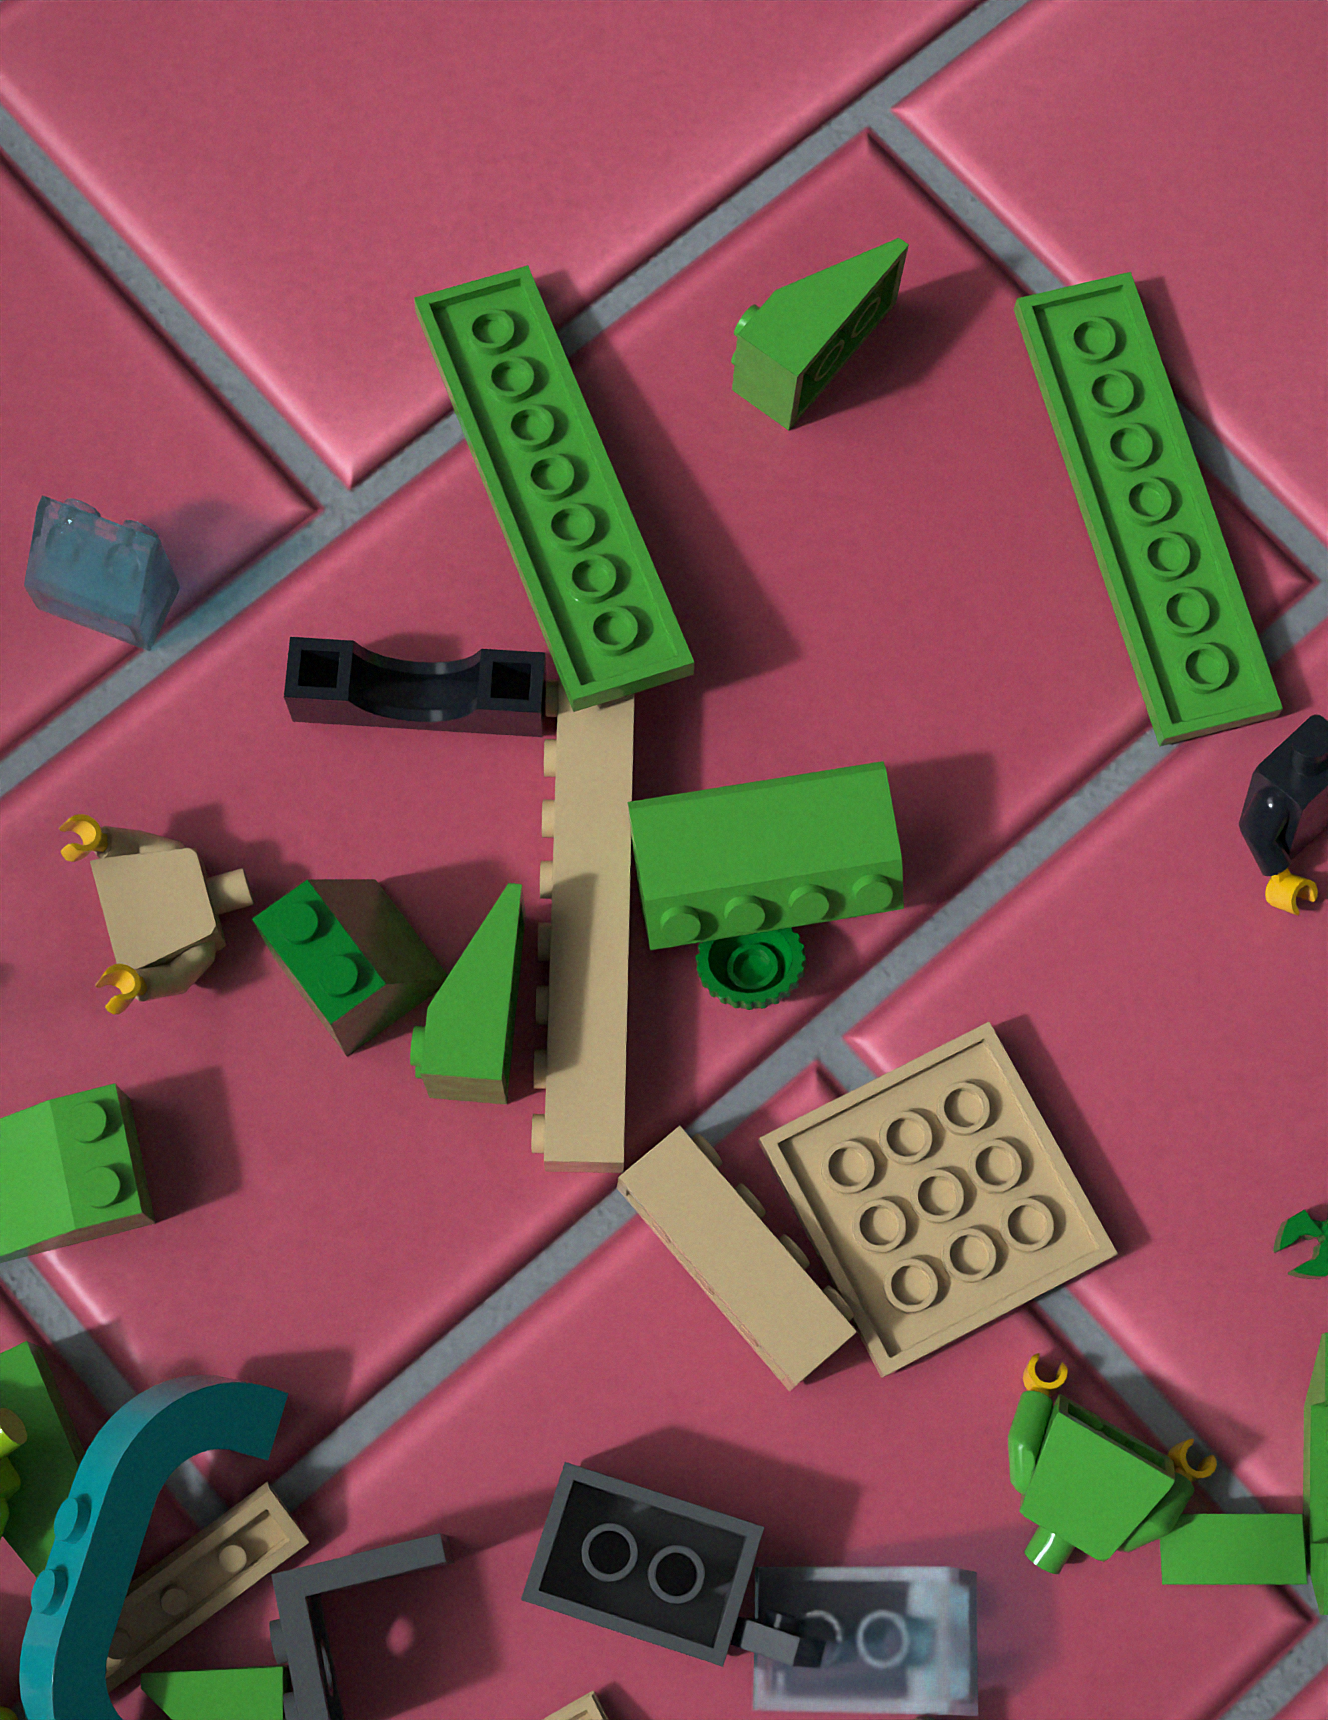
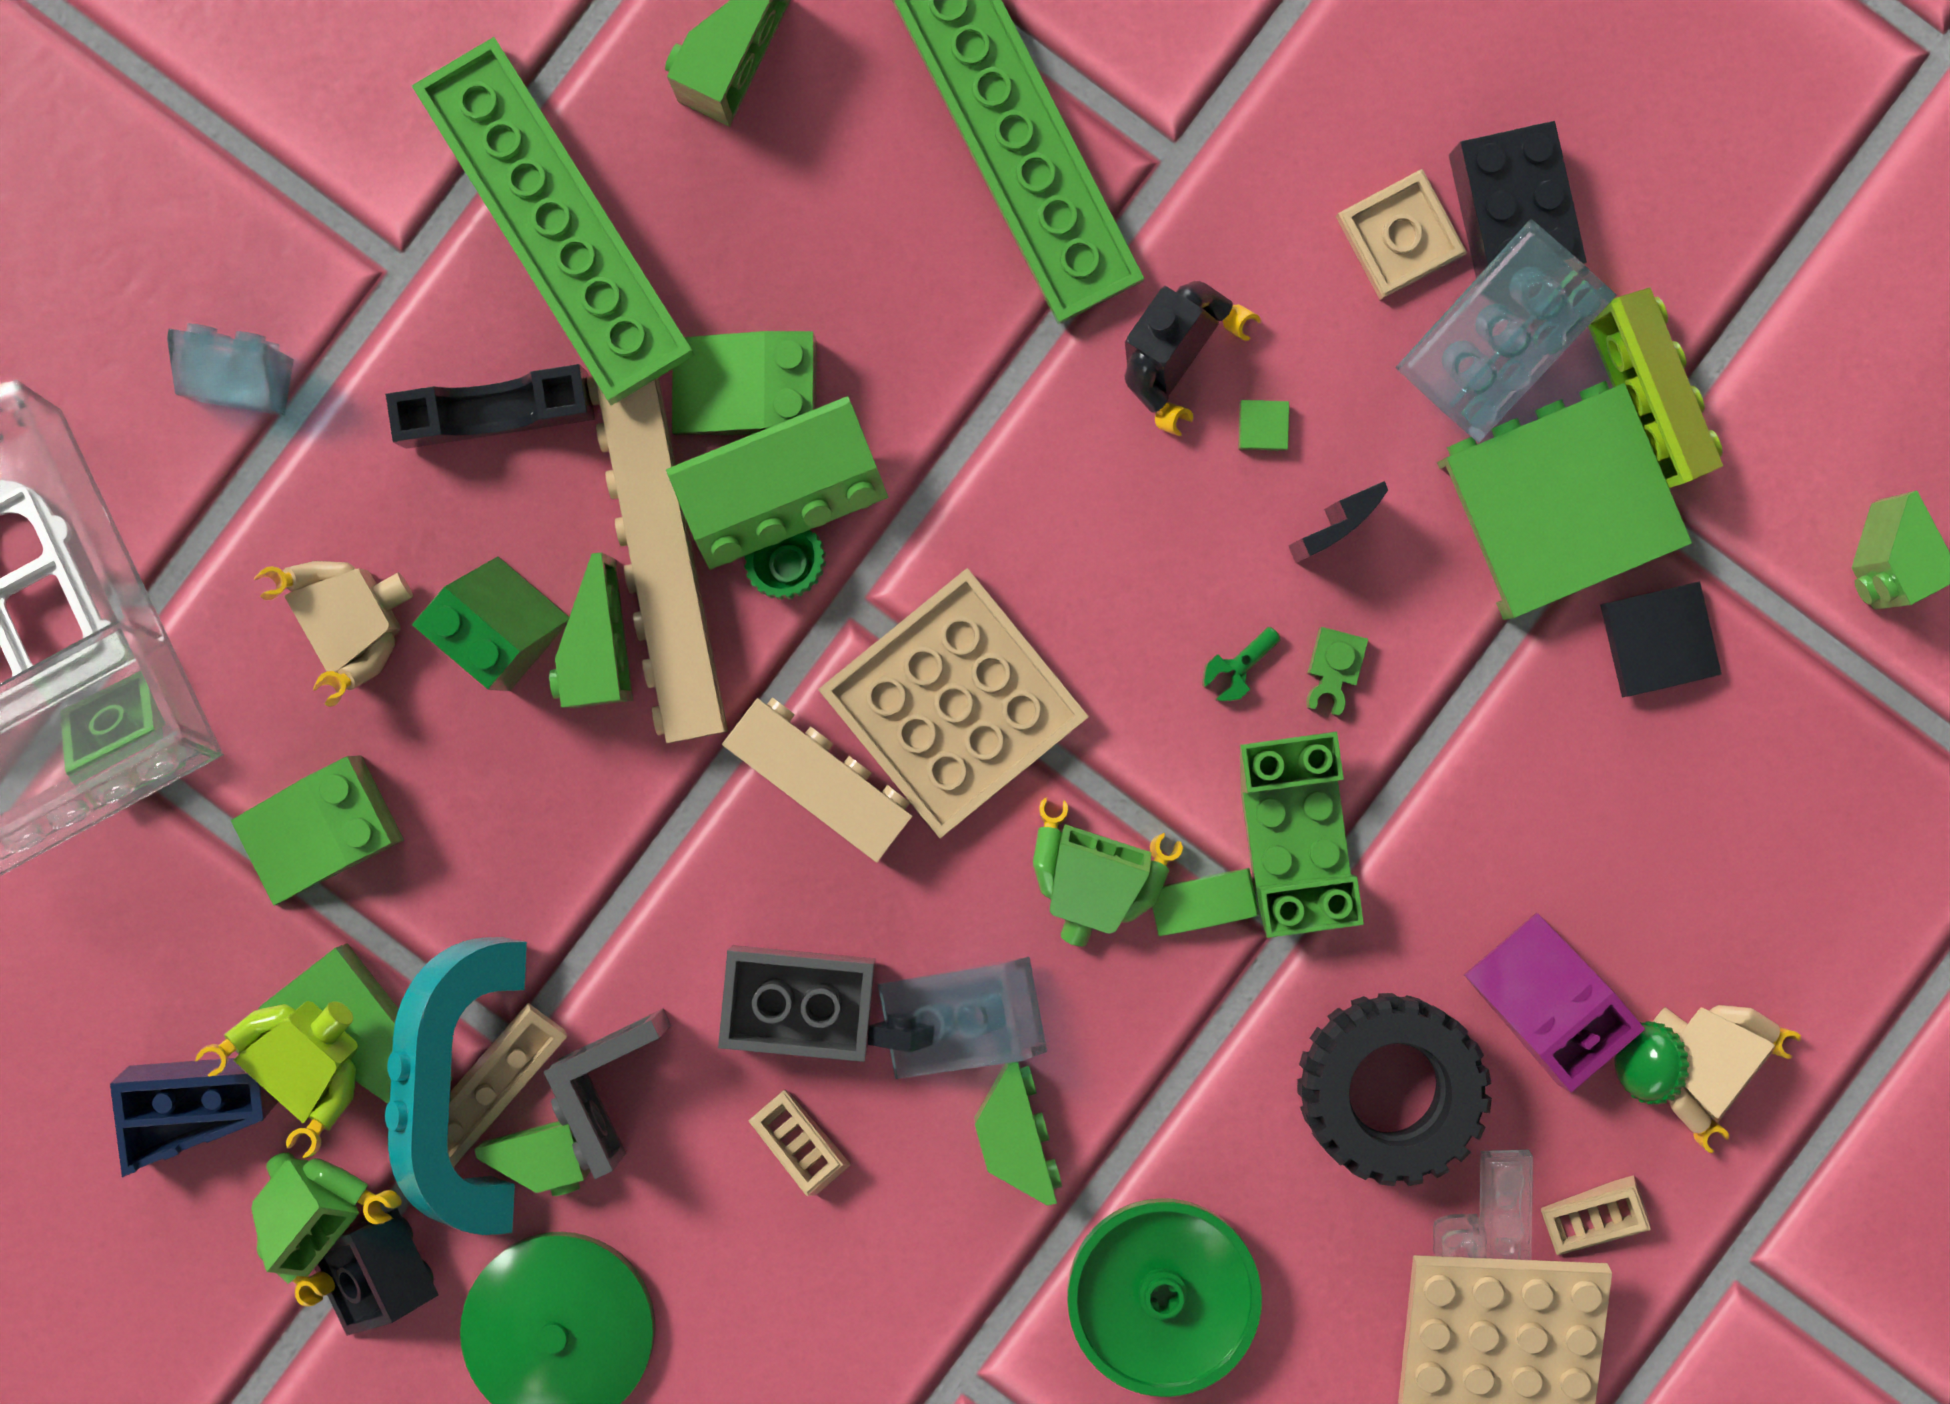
camera: 10 degrees left, 15 degrees up
(742, 725) = (744, 382): none -> bright green slope

